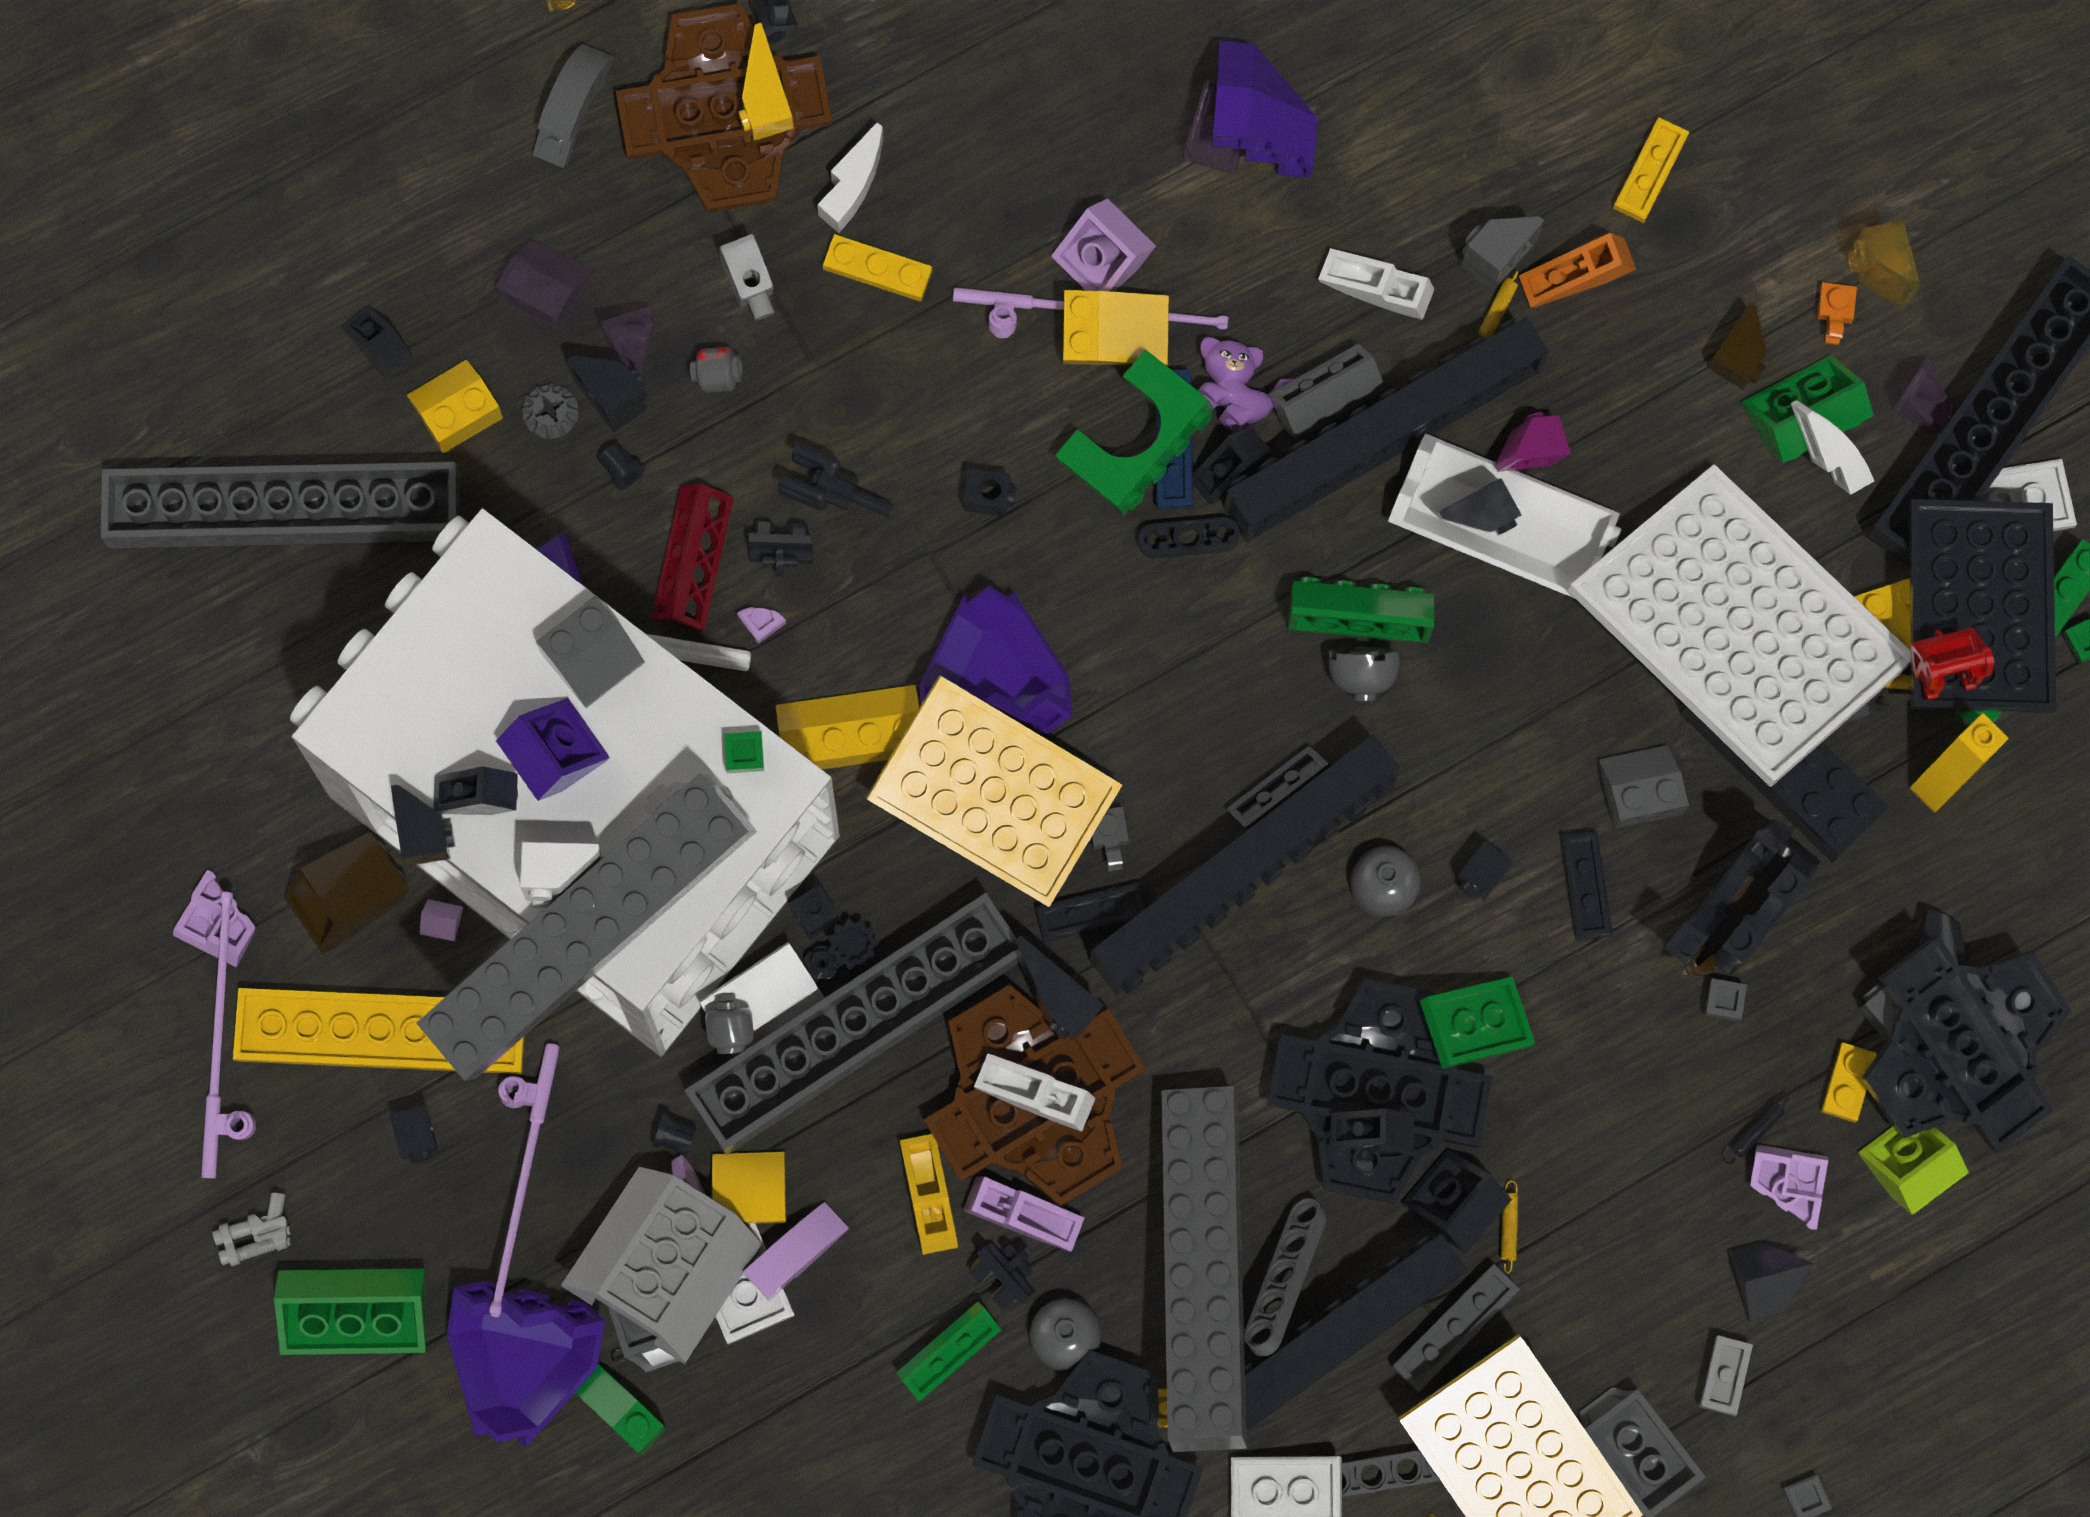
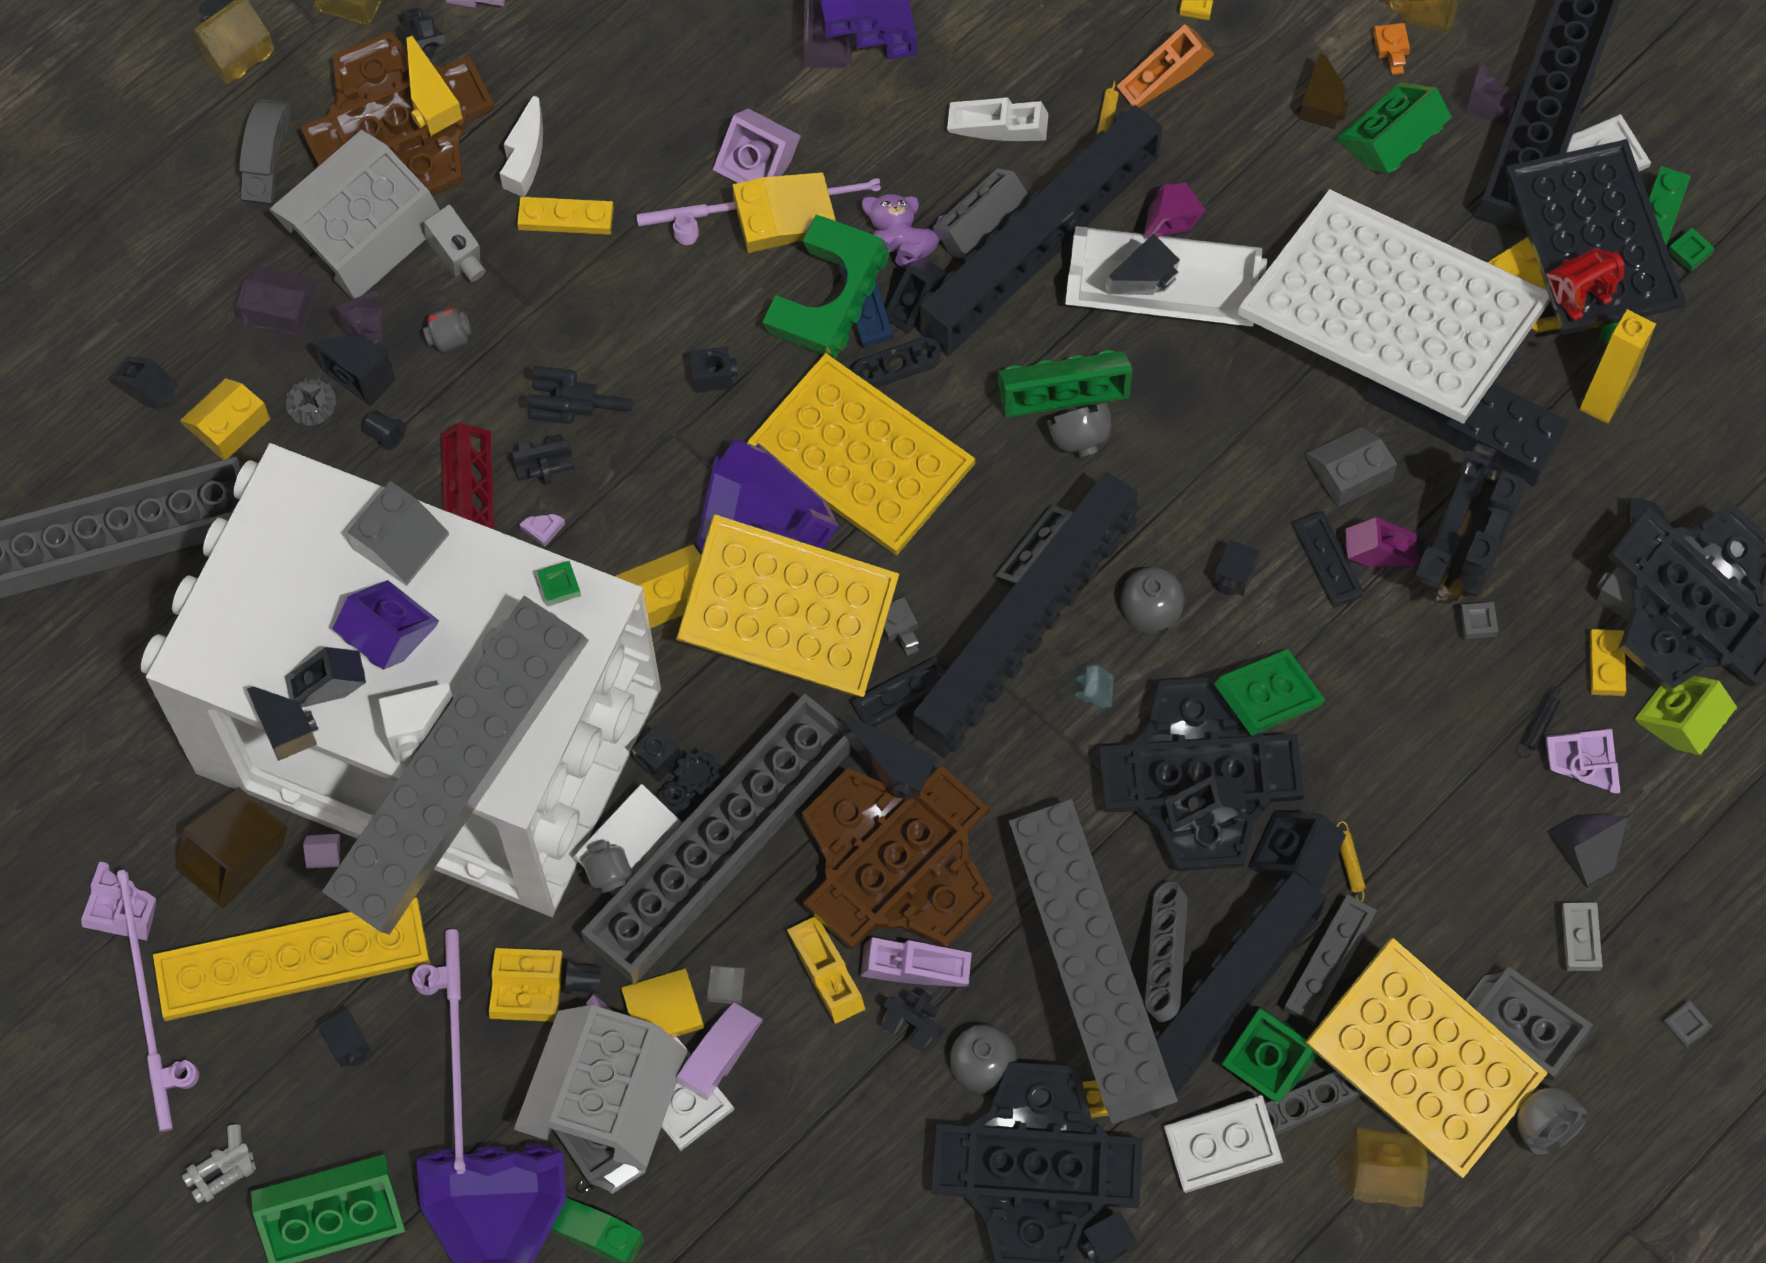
camera: 10 degrees left, 10 degrees down
(614, 1124) = (525, 984): none -> yellow slope
(653, 211) = (359, 212): none -> light grey slope
(821, 1181) = (726, 985): none -> clear tile
(948, 1351) = (882, 1101): green plate -> none
(1035, 1092) = (897, 850): white slope -> none
(1123, 631) = (863, 453): none -> yellow plate
(1299, 963) = (1097, 686): none -> clear light blue tile
(1362, 1415) = (1271, 1055): none -> green slope
(1499, 247) = (1094, 63): dark grey slope -> none
(1647, 887) = (1381, 544): none -> magenta slope
(1832, 450) = (1425, 147): white slope -> none

